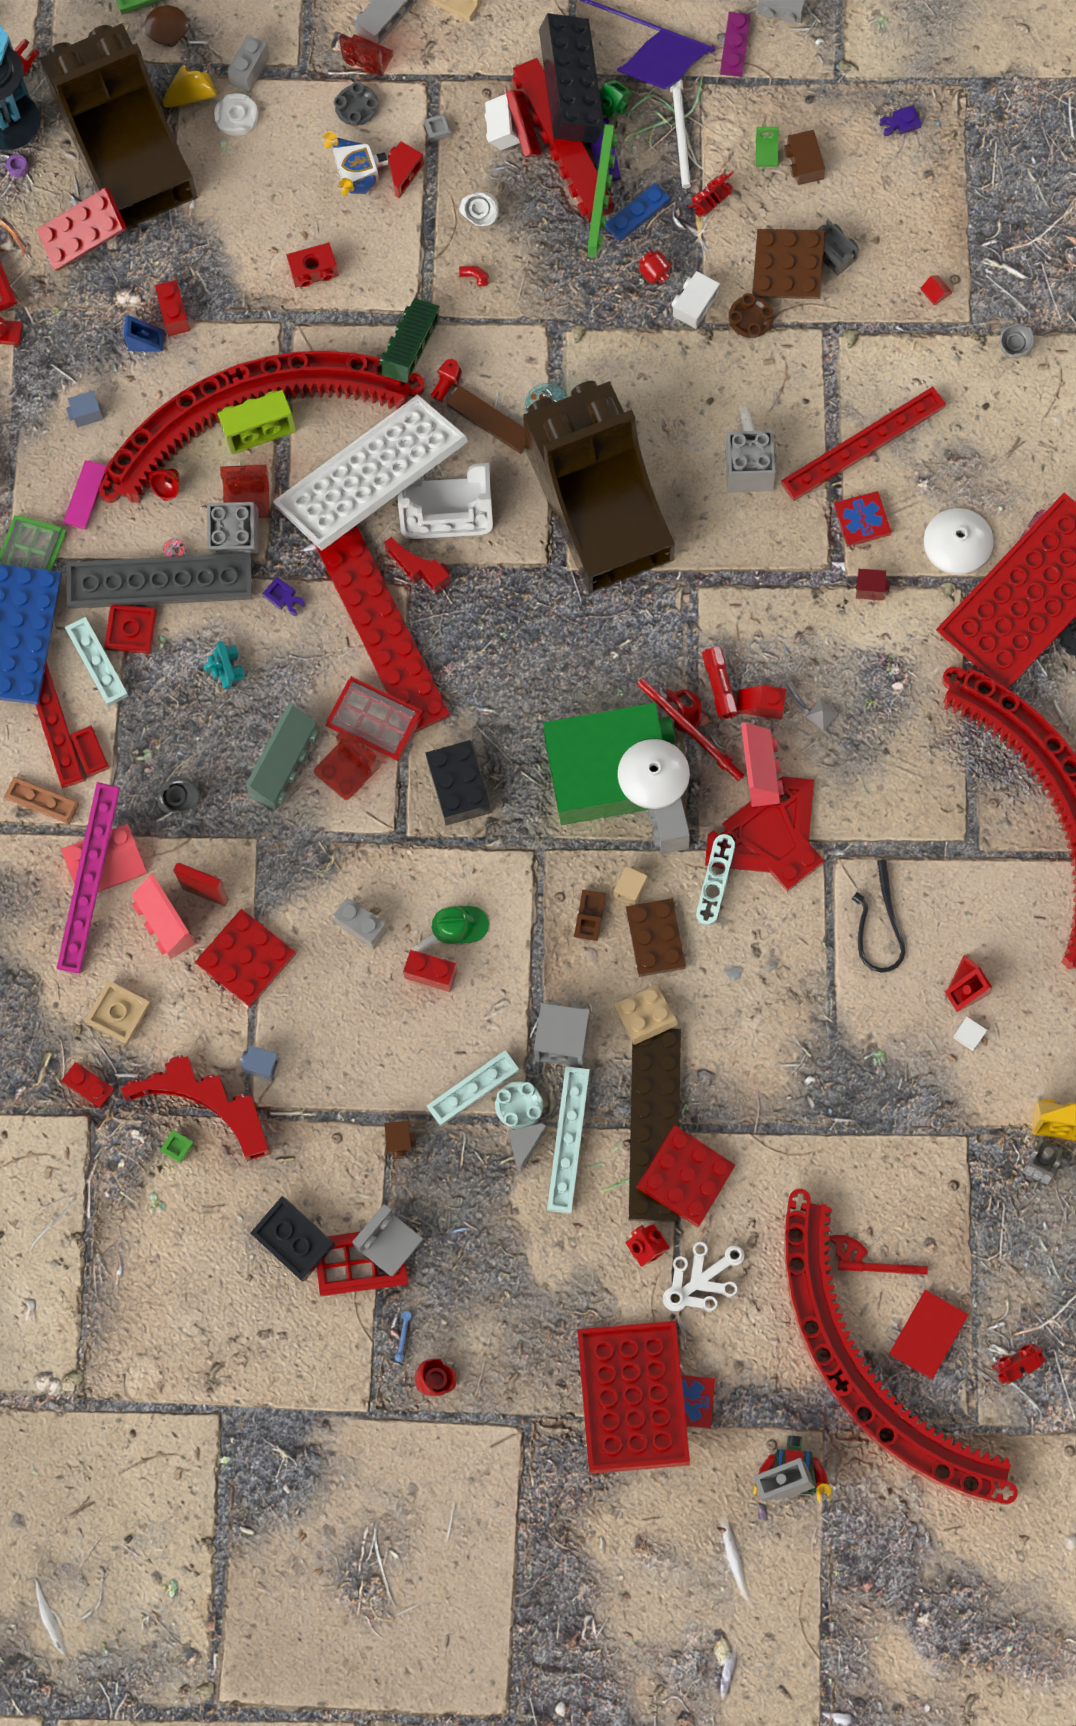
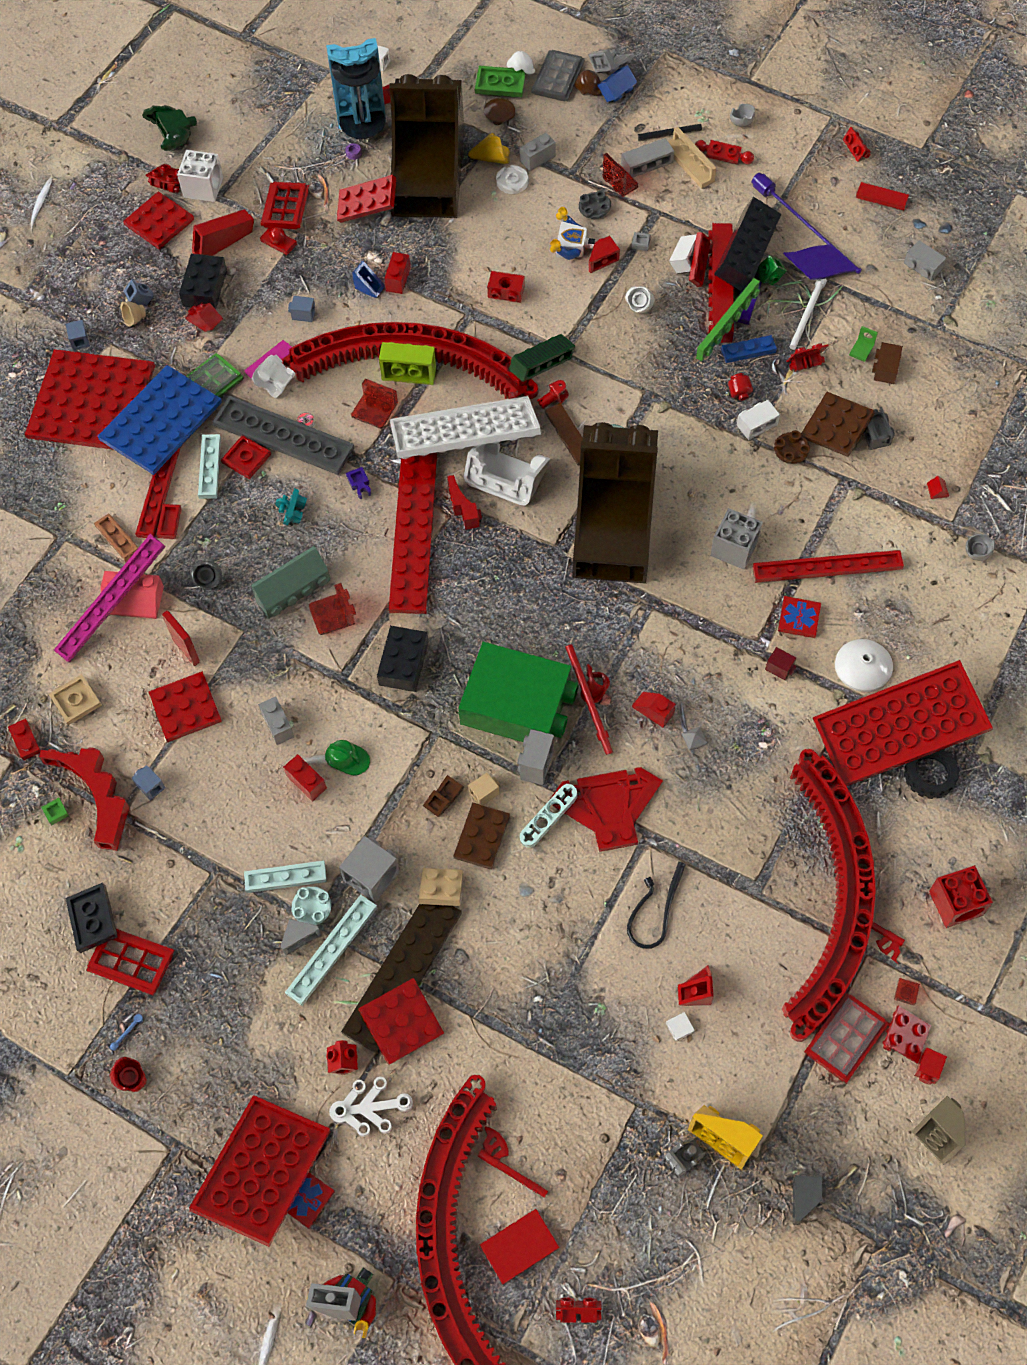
camera: 25 degrees right, 10 degrees down
(106, 514) = (272, 375): none -> white piece
(161, 918) = (144, 650): coral slope -> none
(165, 483) = (325, 375): red piece -> none
(233, 528) = (349, 420): light grey brick -> none
(374, 718) = (371, 588): clear piece -> none
(387, 1241) = (154, 952): light grey bracket -> none
(399, 1139) = (210, 885): reddish brown brick -> none
(476, 272) = (616, 341): red arm -> none
(651, 788) = (541, 724): white dish -> none
(716, 668) = (627, 693): red axle -> none
(735, 44) = (877, 274): magenta plate -> none
(761, 765) = (626, 749): coral slope -> none
(903, 120) = (972, 370): dark purple plate -> none

